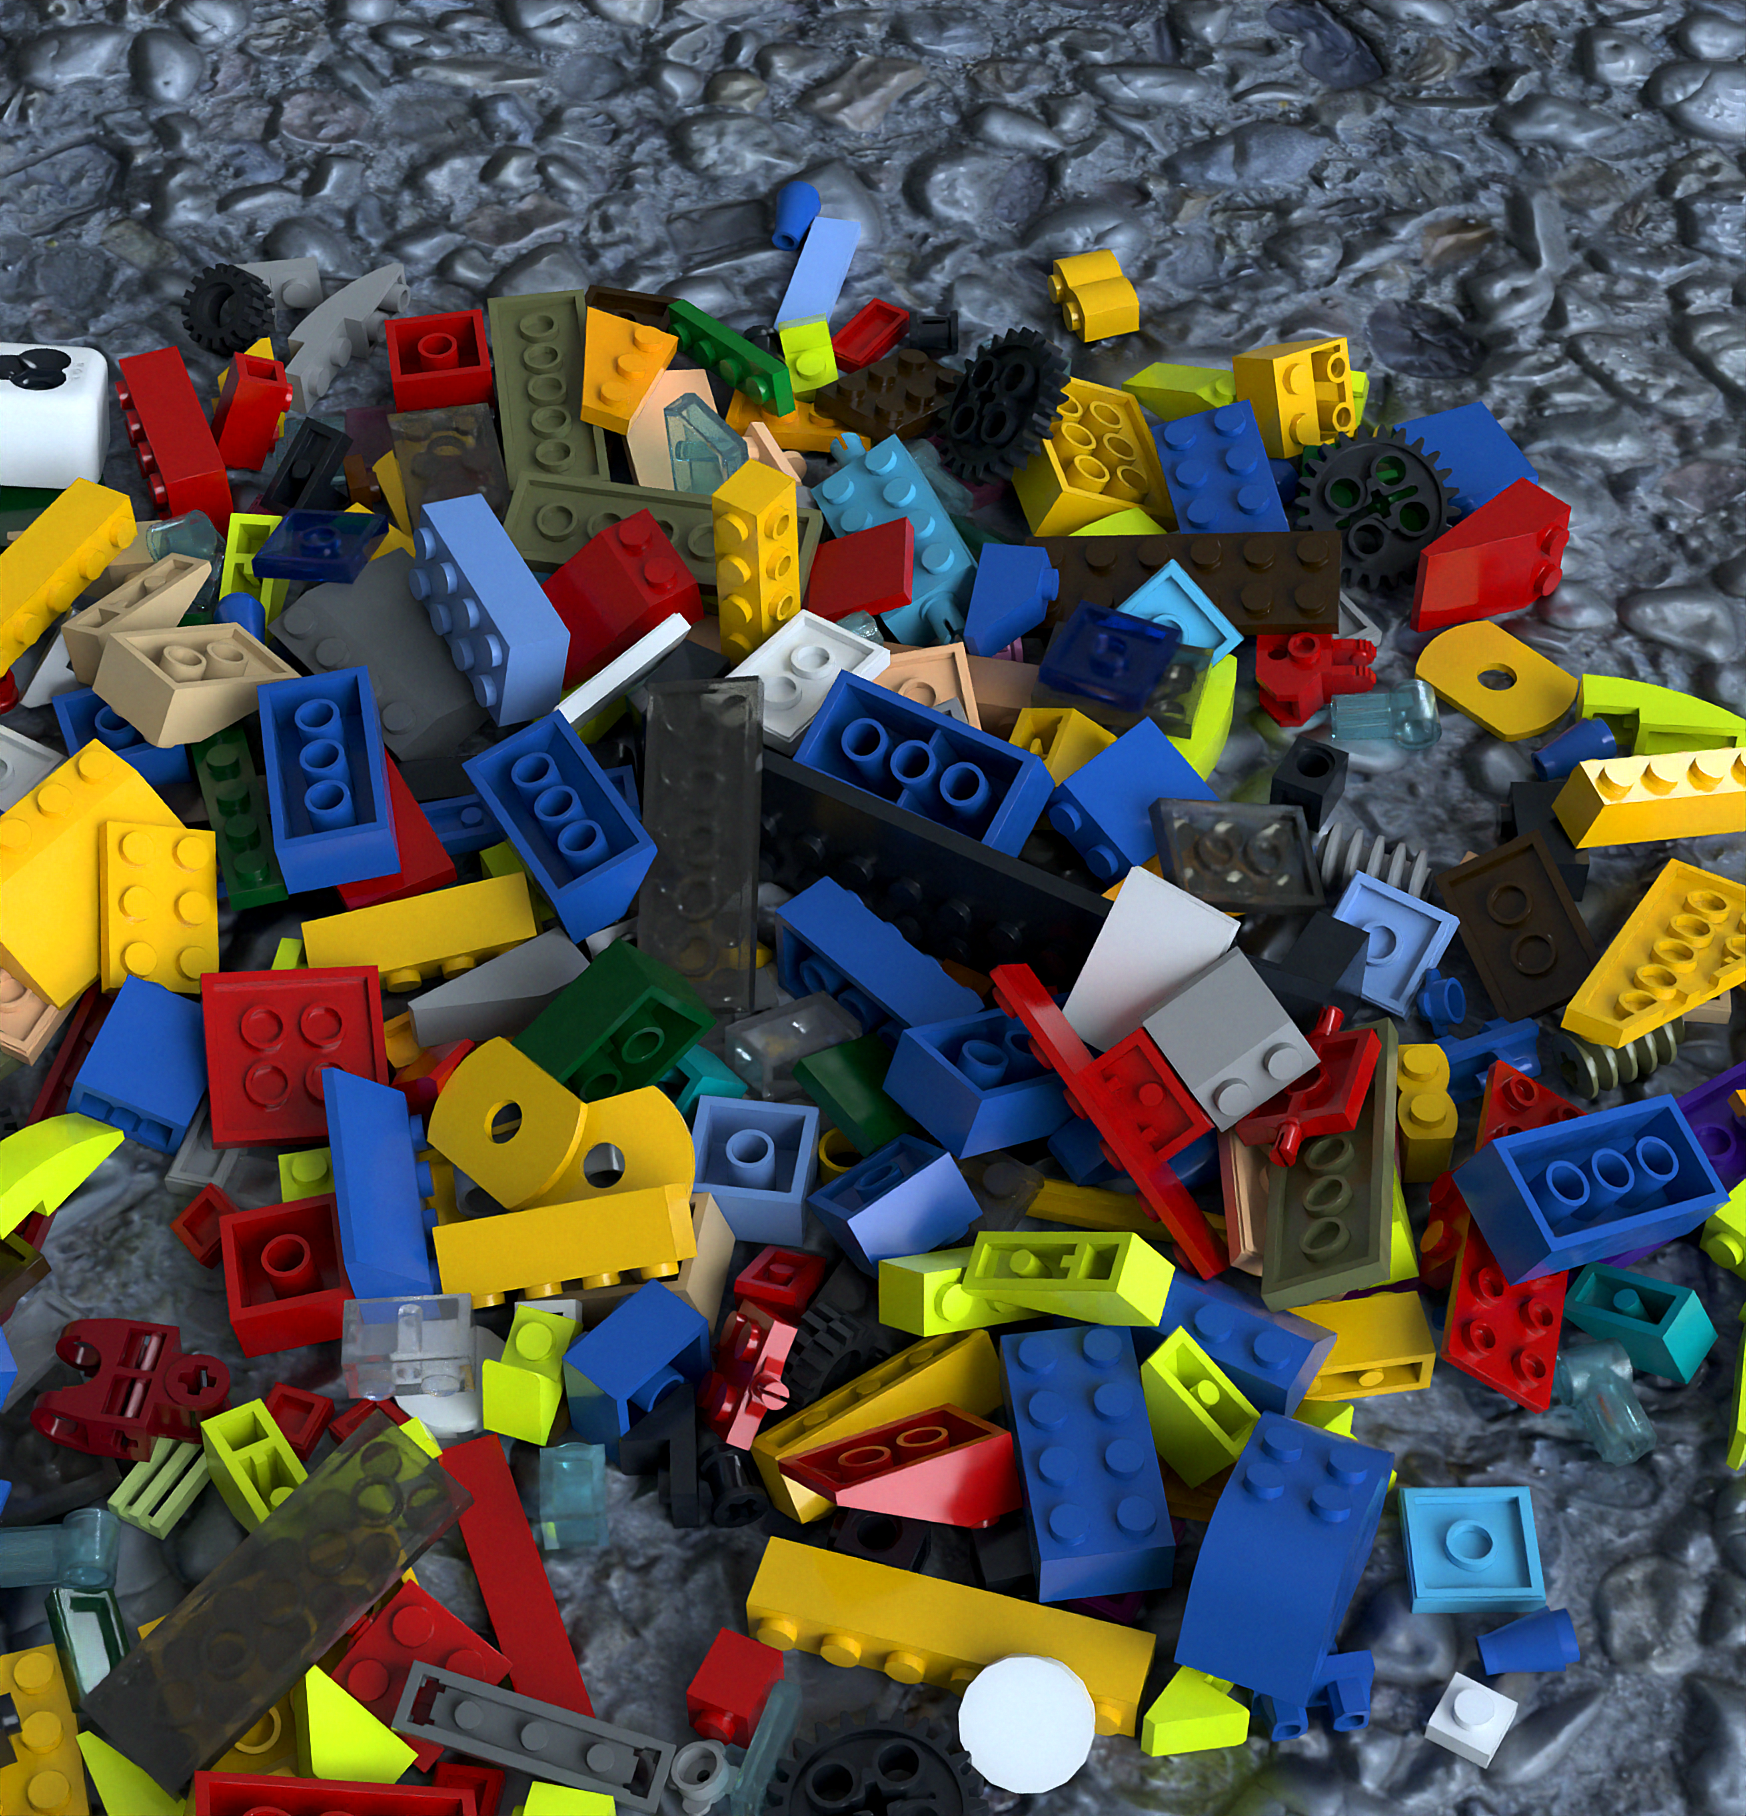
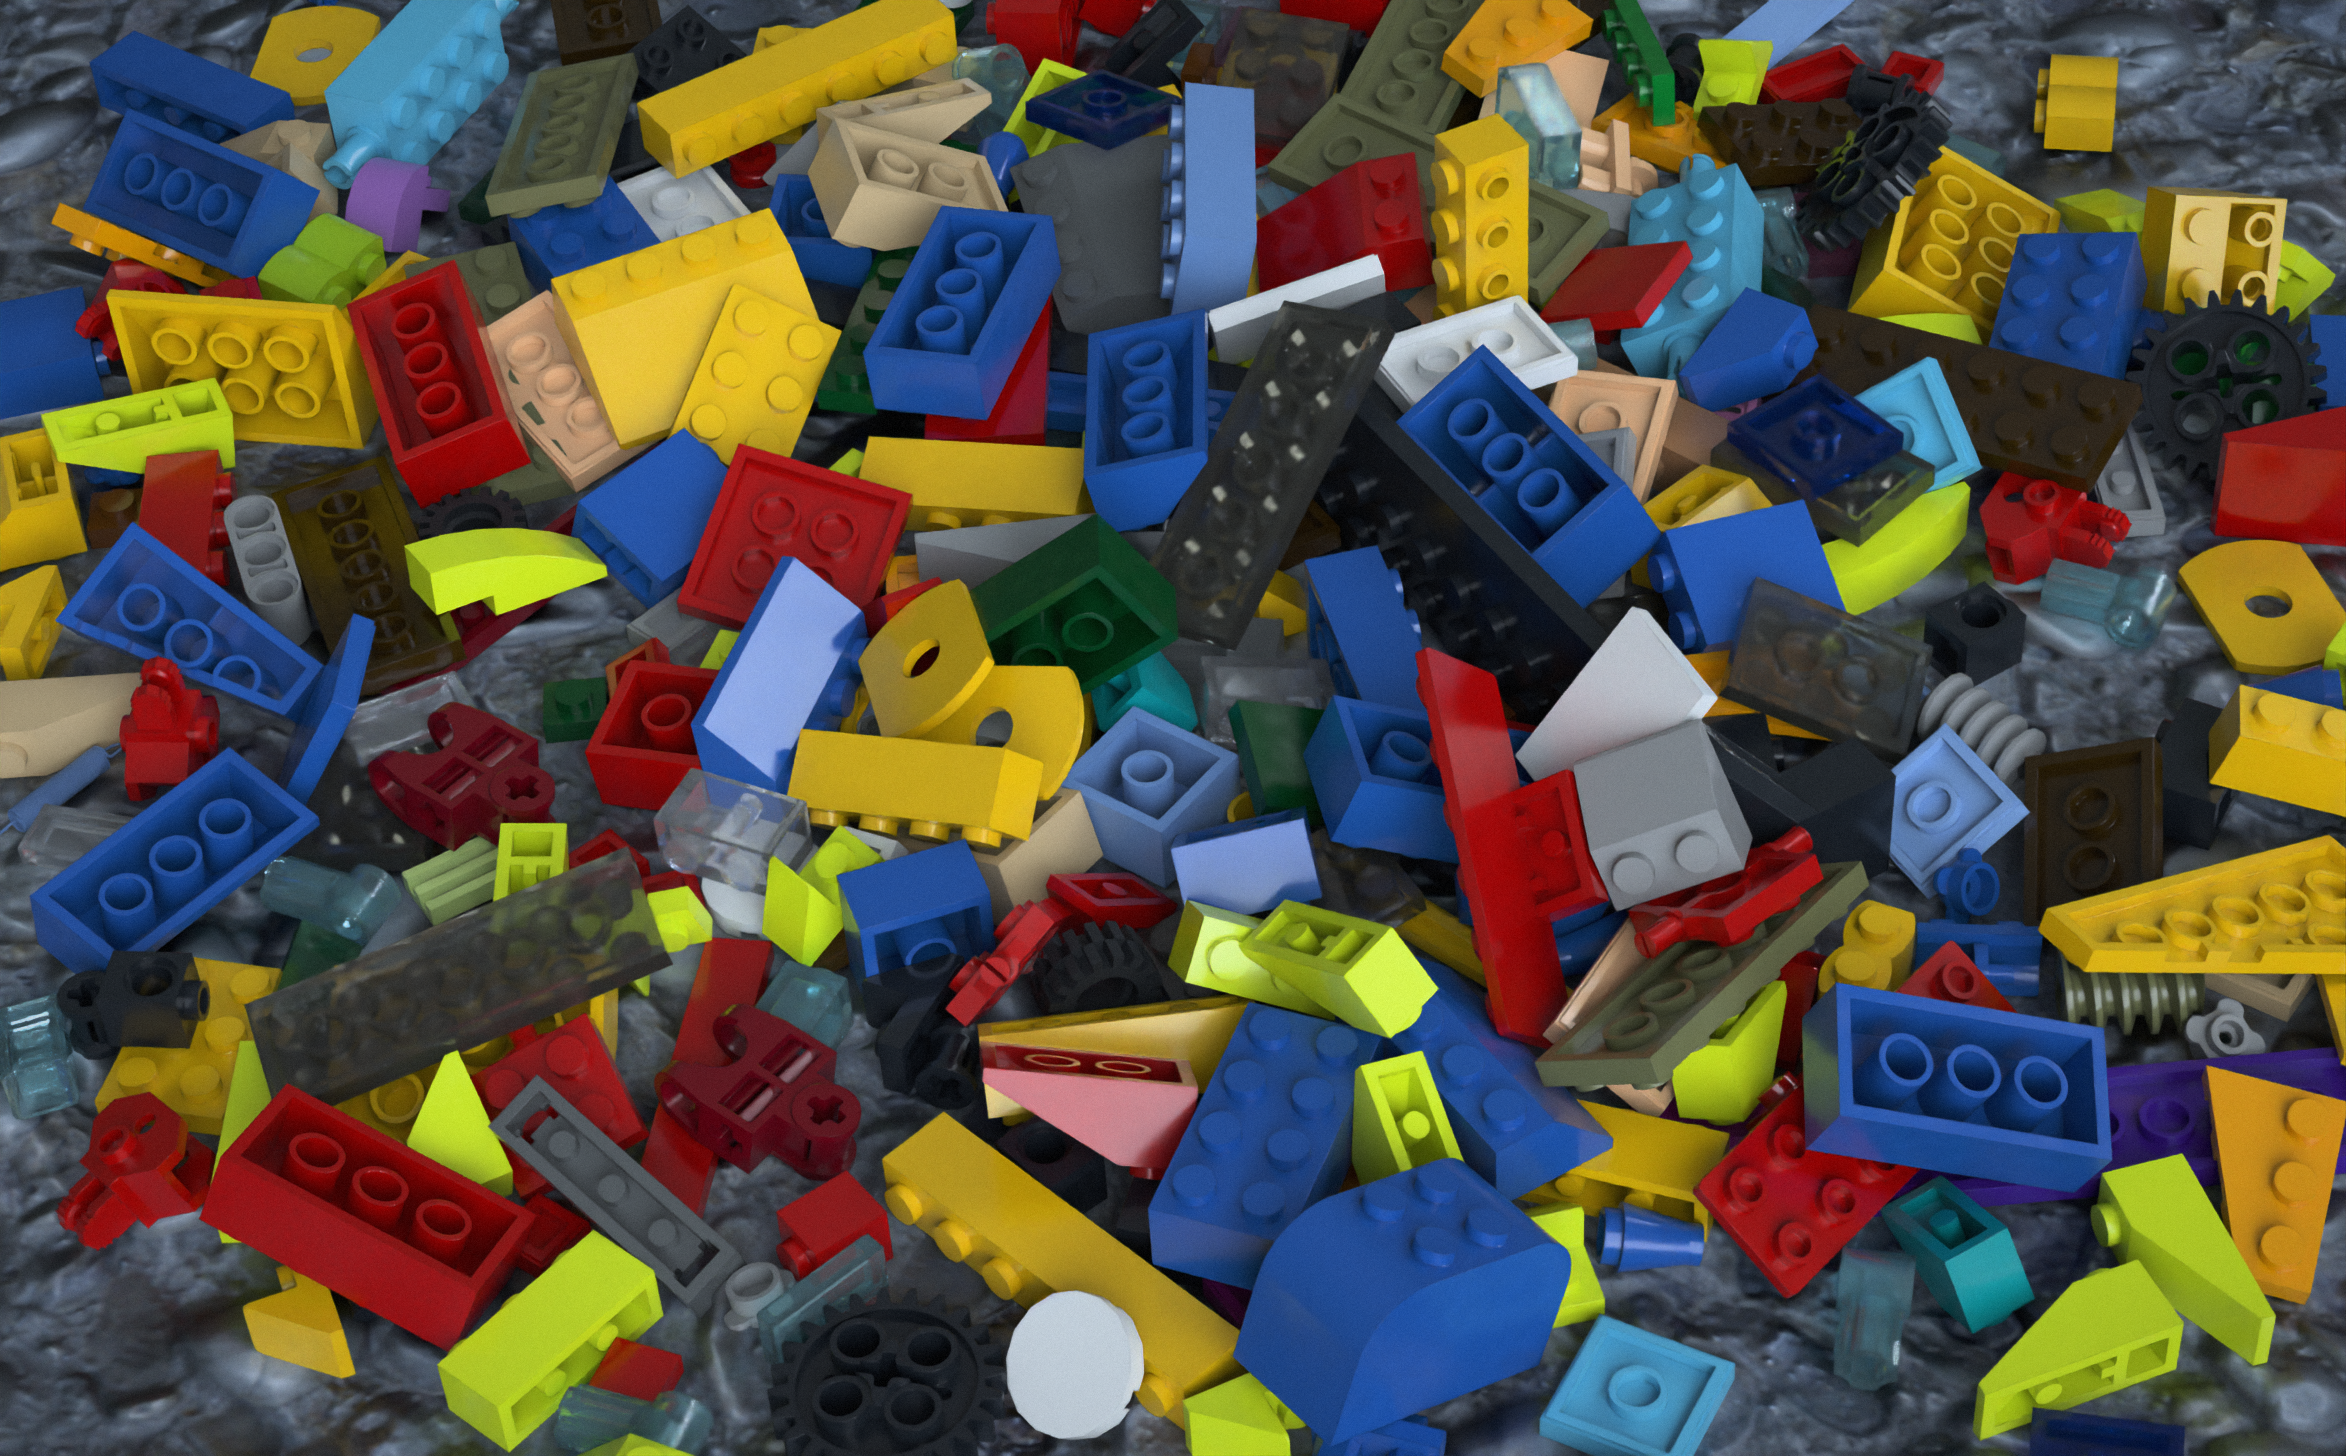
camera: 30 degrees right, 5 degrees down
(165, 1277) = (573, 708): none -> dark green plate
(631, 1591) = (765, 1098): none -> dark red piece
(941, 303) = (1927, 72): none -> red tile
(1393, 1408) = (1644, 1239): none -> blue cone
(1704, 1056) = (2226, 1018): none -> light grey plate

